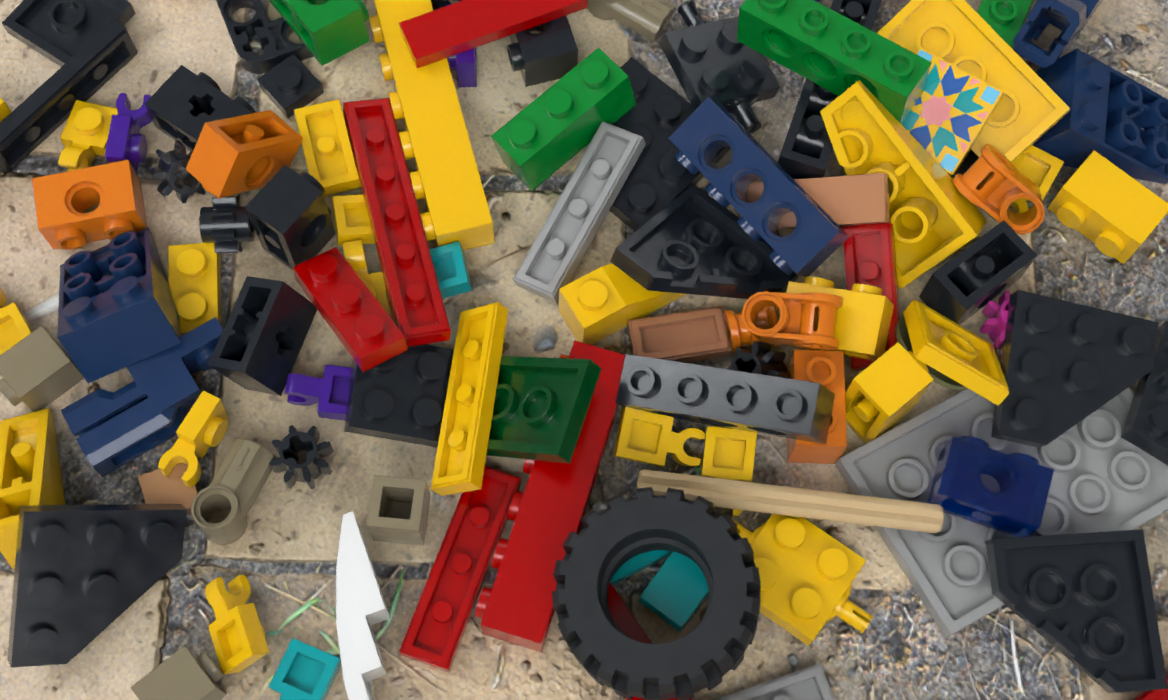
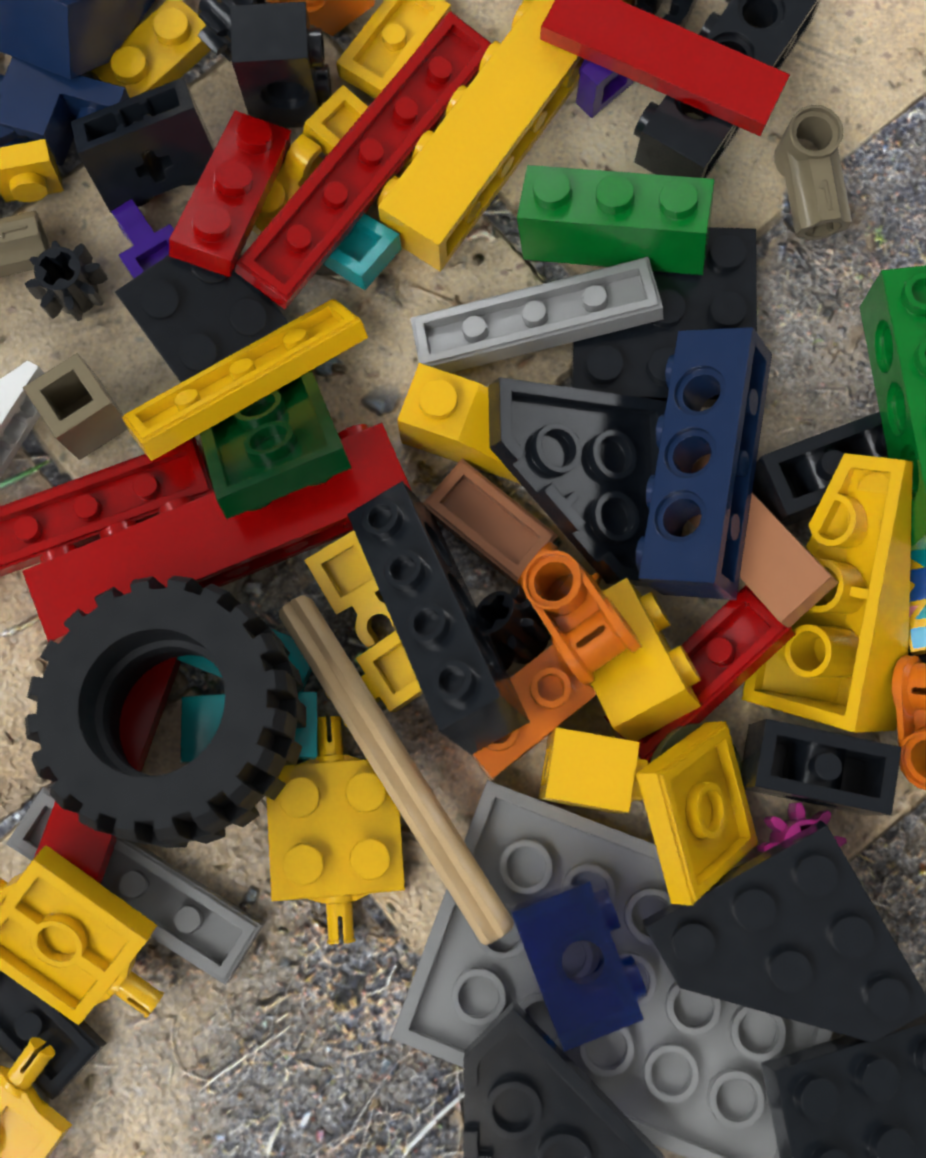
camera: 55 degrees right, 10 degrees up
(718, 66) = (816, 320): black plate -> none

